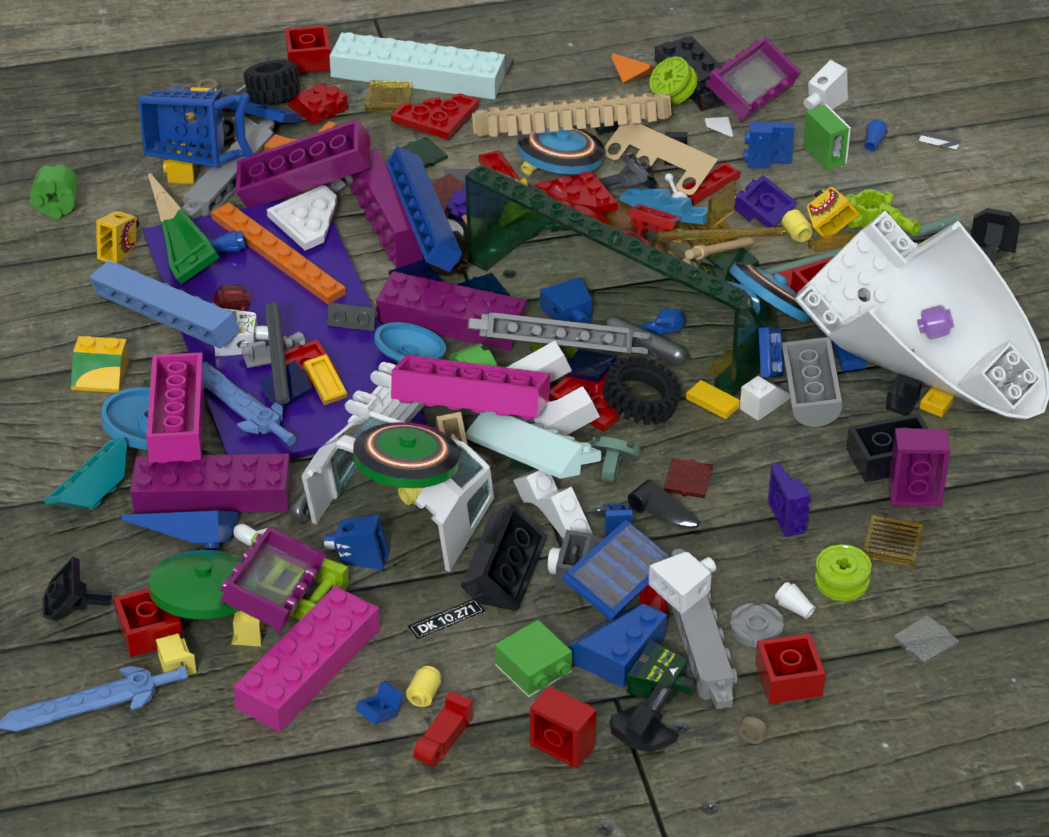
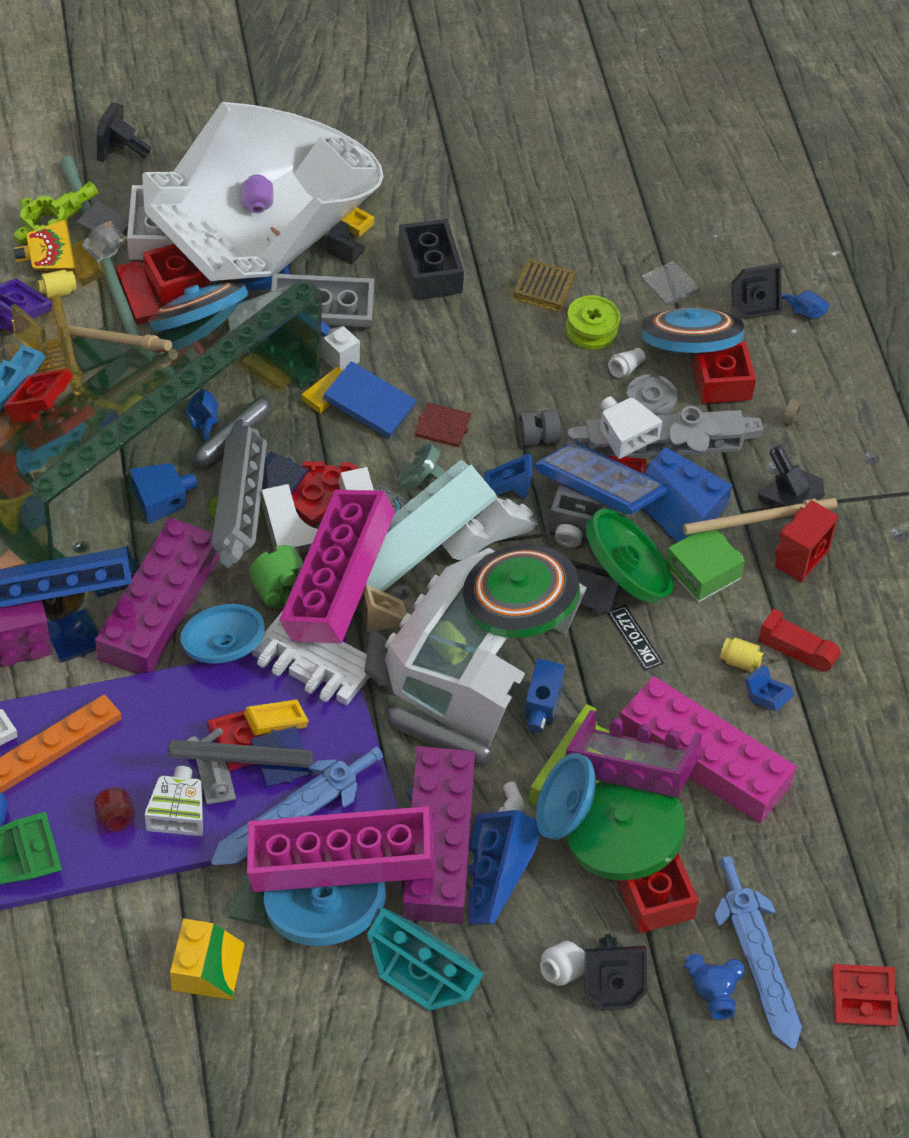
camera: 90 degrees left, 10 degrees up
(42, 774) = (864, 995): none -> red slope
(58, 665) = (715, 983): none -> blue animal
(90, 564) = (562, 963): none -> white head
(165, 304) = (121, 877): medium blue brick -> none
(175, 654) = (705, 870): light yellow window -> none
(221, 533) = (565, 796): none -> dark azure dish
(352, 316) = (163, 682): dark grey hinge -> none
(515, 582) = (629, 556): none -> green dish
(604, 726) = (752, 517): none -> tan bar
(633, 406) = (325, 455): black tyre -> none
(659, 665) = (728, 464): dark green torso -> none
(661, 504) = (489, 446): black piece -> none
(686, 532) = (539, 427): none -> dark grey wheel
(693, 634) = (693, 432): none -> light grey plate
(702, 422) = (369, 399): none -> blue tile
(788, 501) = (507, 343): dark purple plate -> none
(837, 638) = (692, 330): none -> dish
(841, 234) = (104, 241): none -> clear brick
(916, 750) = (807, 304): none -> blue piece
(917, 694) = (757, 291): none -> black piece
(918, 467) = (478, 234): magenta brick -> none

